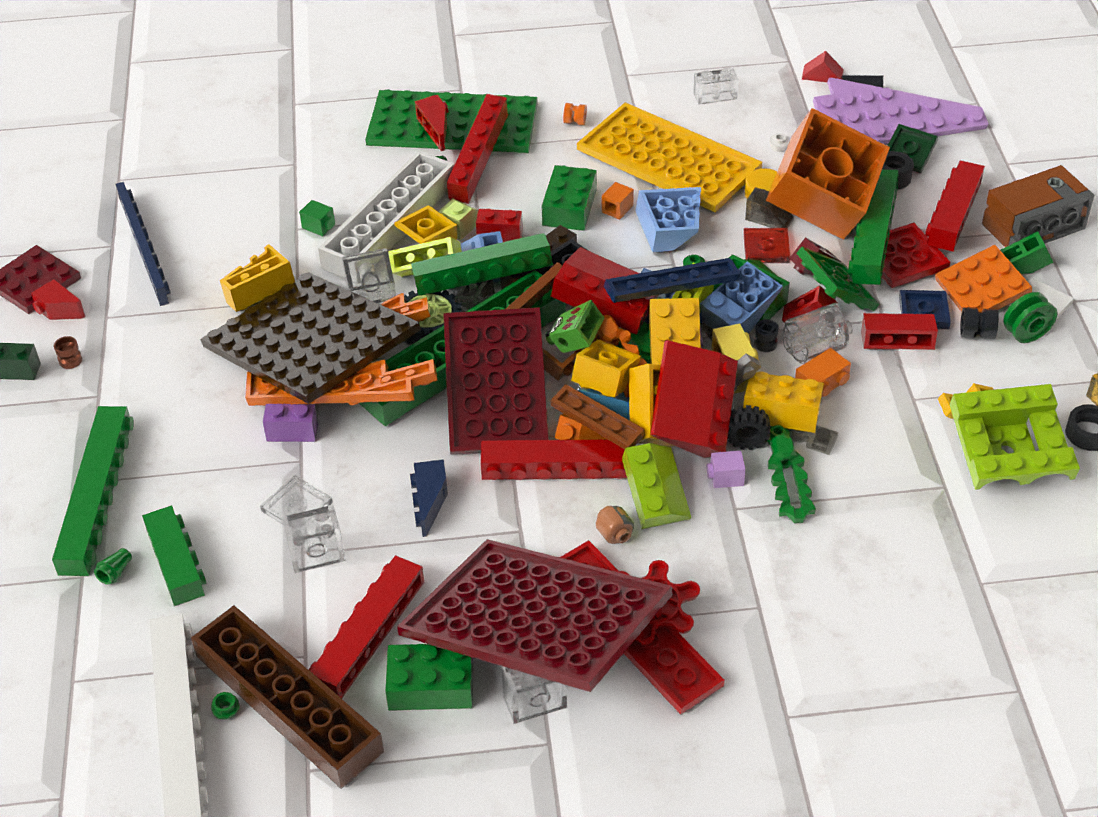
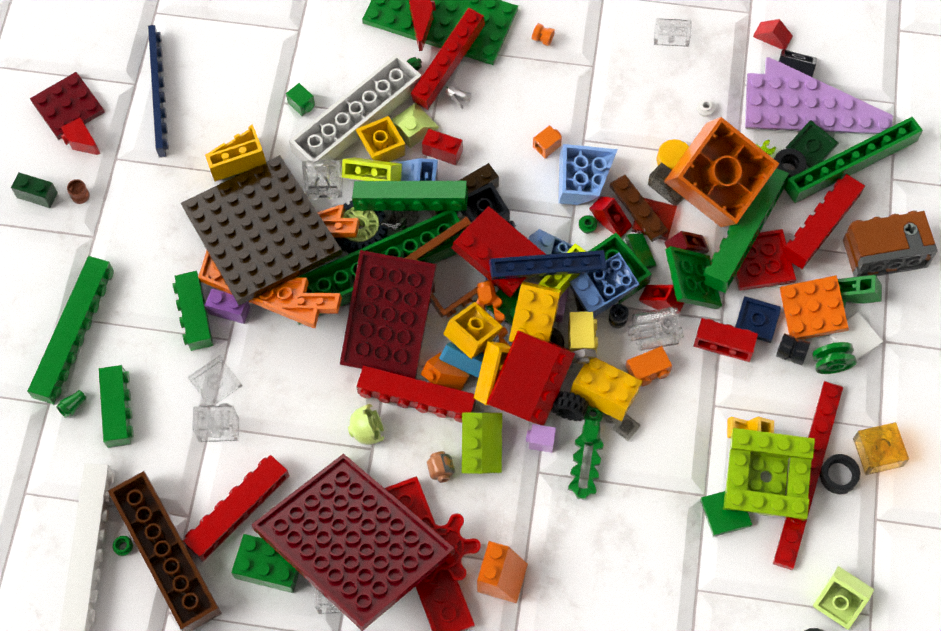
camera: 15 degrees right, 20 degrees up
(248, 437) = (193, 311): none -> green brick
(431, 492) = (315, 397): dark blue slope -> none
(493, 180) = (453, 92): none -> flat silver piece
(504, 503) = (366, 426): none -> yellowish green cylinder
(569, 197) = (508, 129): green brick -> none
(576, 328) = (459, 289): bright green torso -> none
(597, 417) = (452, 375): dark orange plate -> none
(668, 155) = (606, 101): yellow plate -> none
(715, 245) = (610, 215): none -> red slope
(735, 611) = (501, 573): none -> orange slope
(746, 236) = (638, 208): none -> reddish brown plate
(964, 146) = (853, 159): none -> green brick
(977, 504) = (722, 520): none -> green tile
(1062, 490) = (820, 430): none -> red plate

